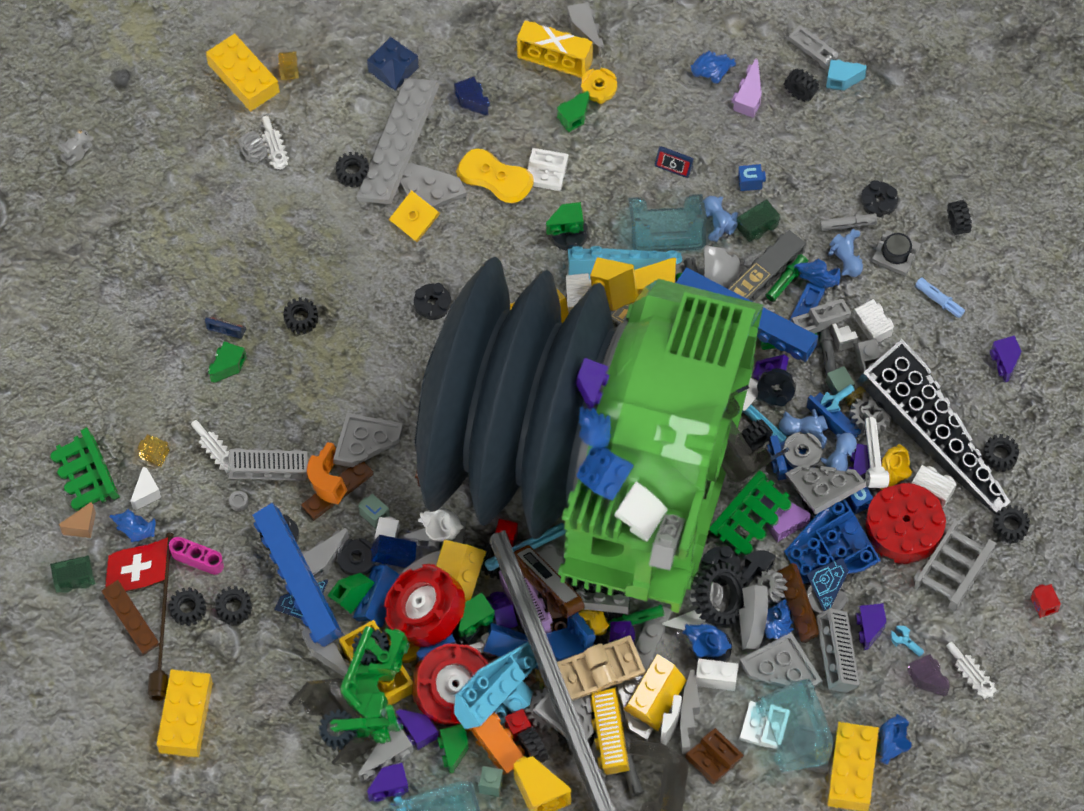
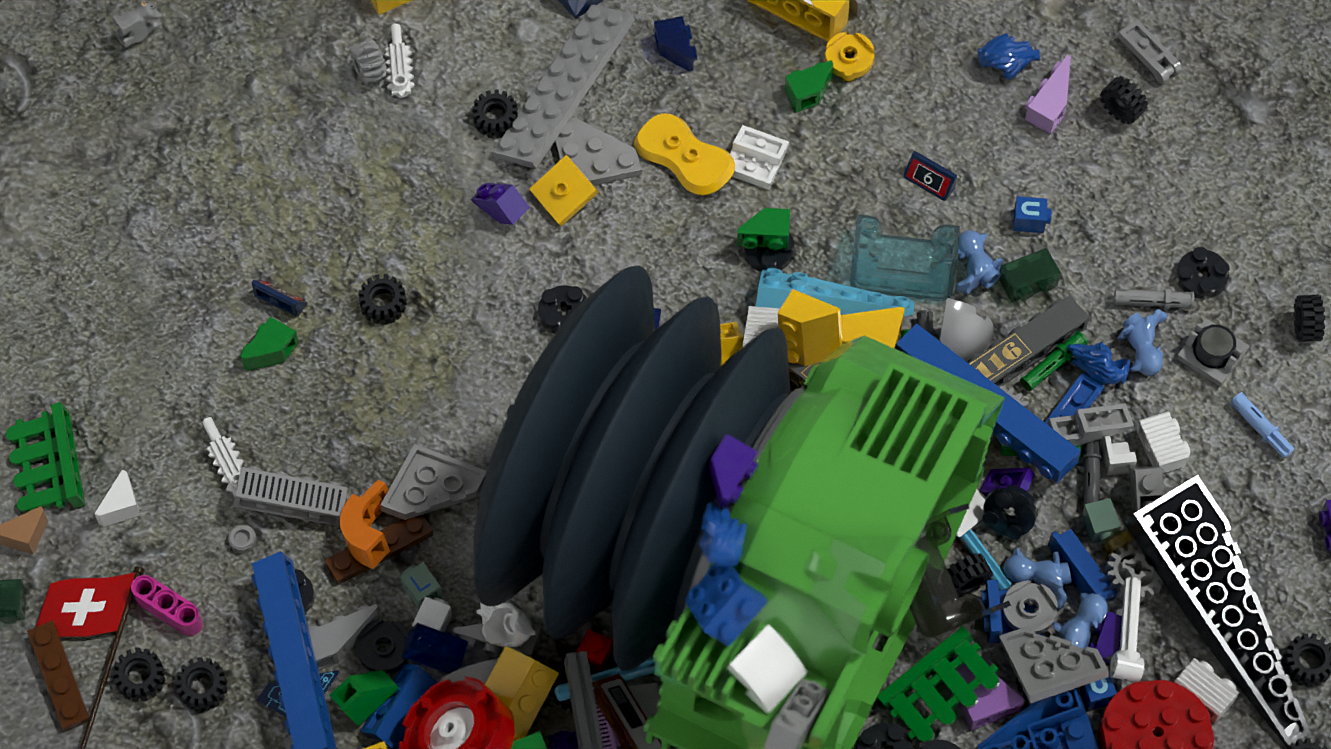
camera: 10 degrees right, 0 degrees up
(134, 526) = (93, 549): blue hair -> none
(153, 450) = (143, 448): clear yellow brick -> none
(370, 232) = (500, 202): none -> dark purple slope
(836, 398) = (1091, 542): medium azure bar -> none
(844, 74) = (1186, 96): medium azure slope -> none
(897, 464) = (1159, 651): yellow hair -> none

